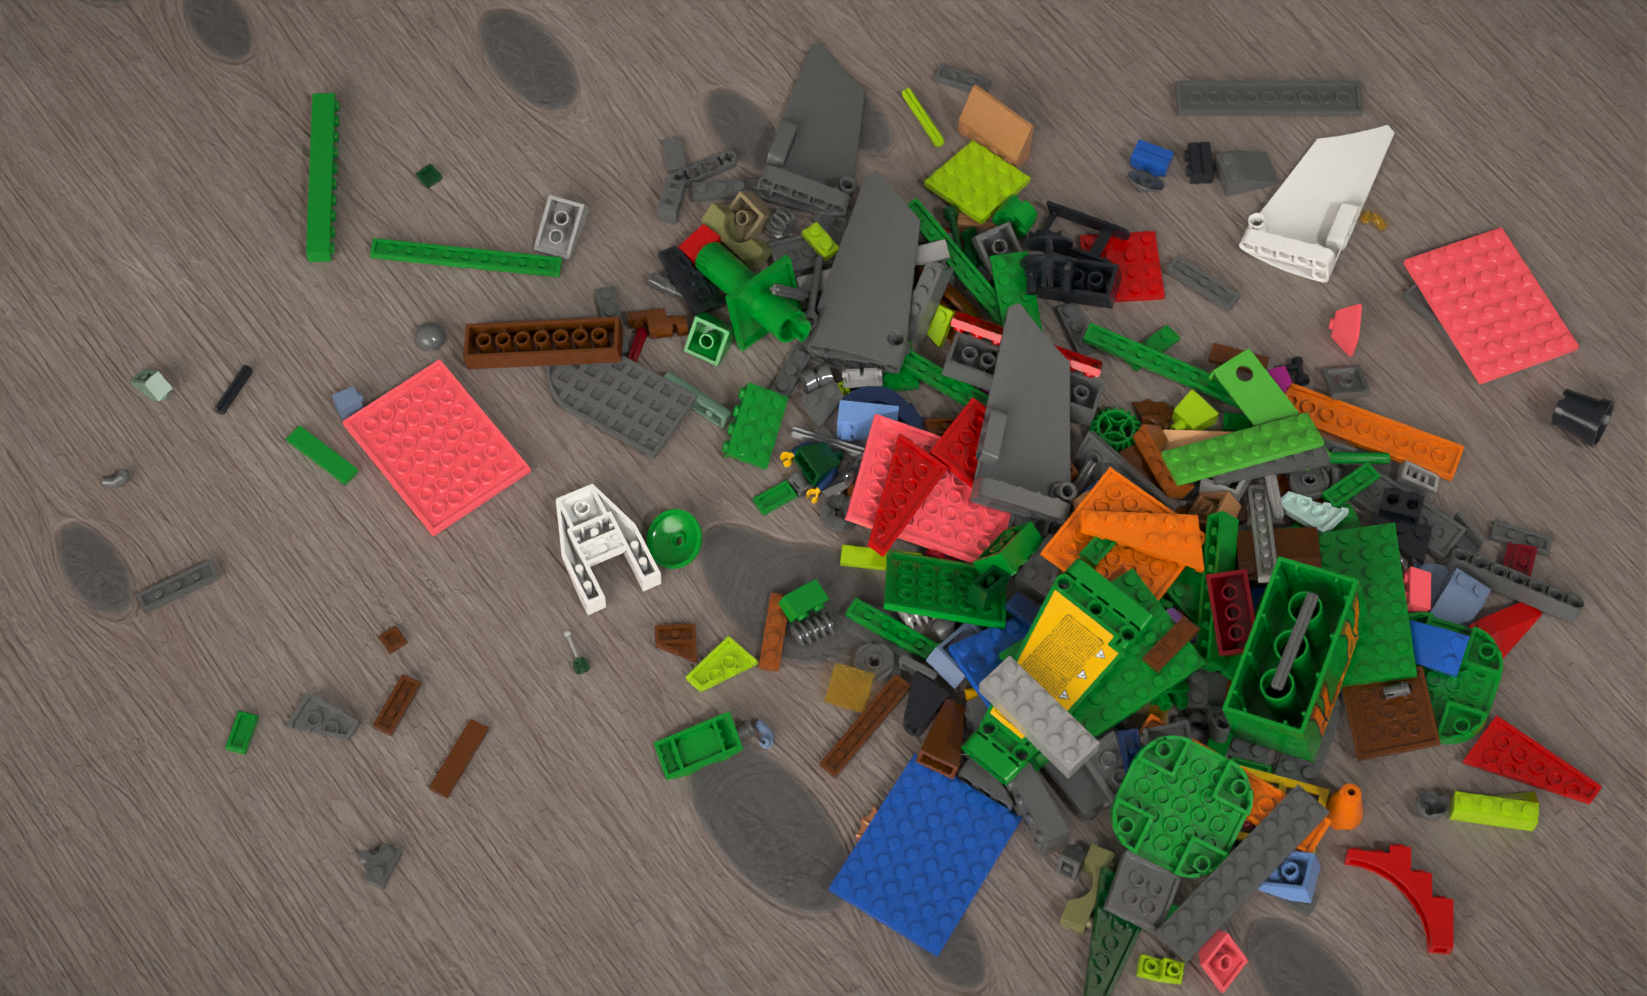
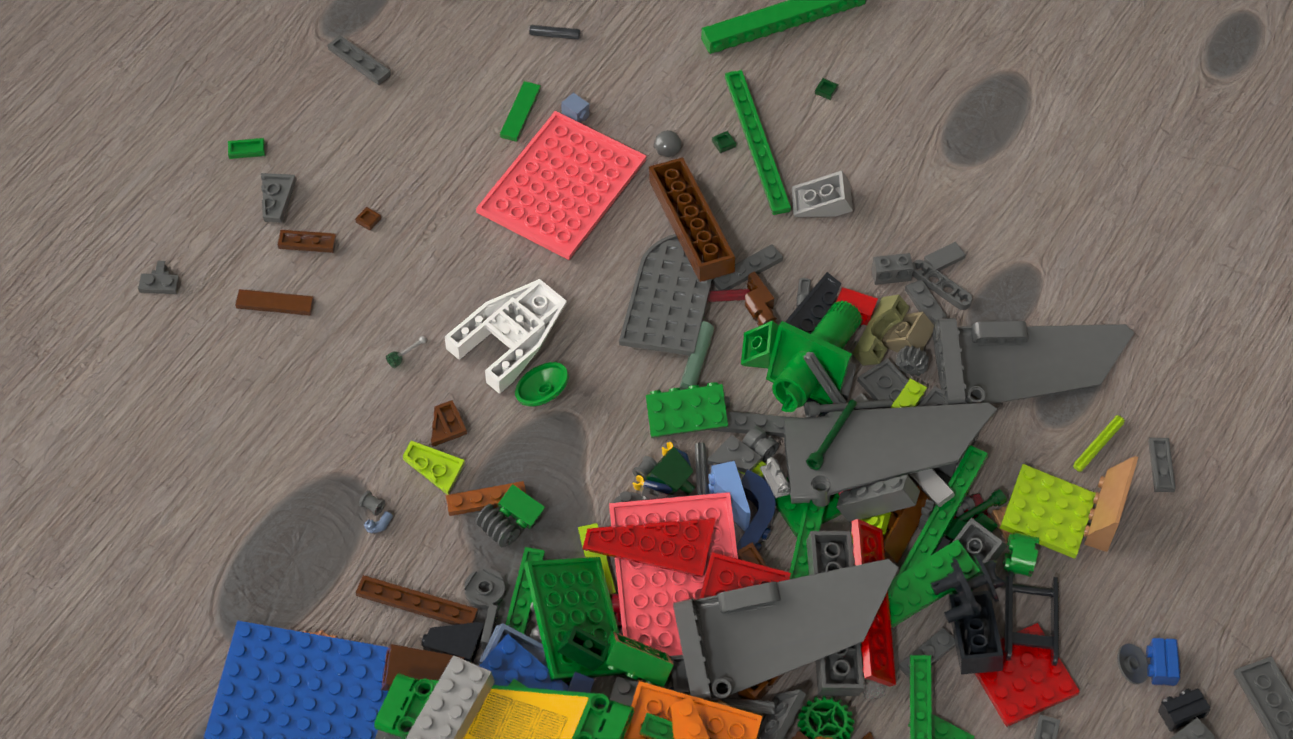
camera: 70 degrees right, 5 degrees down
(451, 287) = (723, 142): none -> dark green tile
(698, 746) = (344, 472): green slope -> none
(774, 497) = (623, 453): green tile -> none
(849, 687) = (449, 575): clear yellow tile -> none
(873, 330) = (816, 459): none -> dark green piece

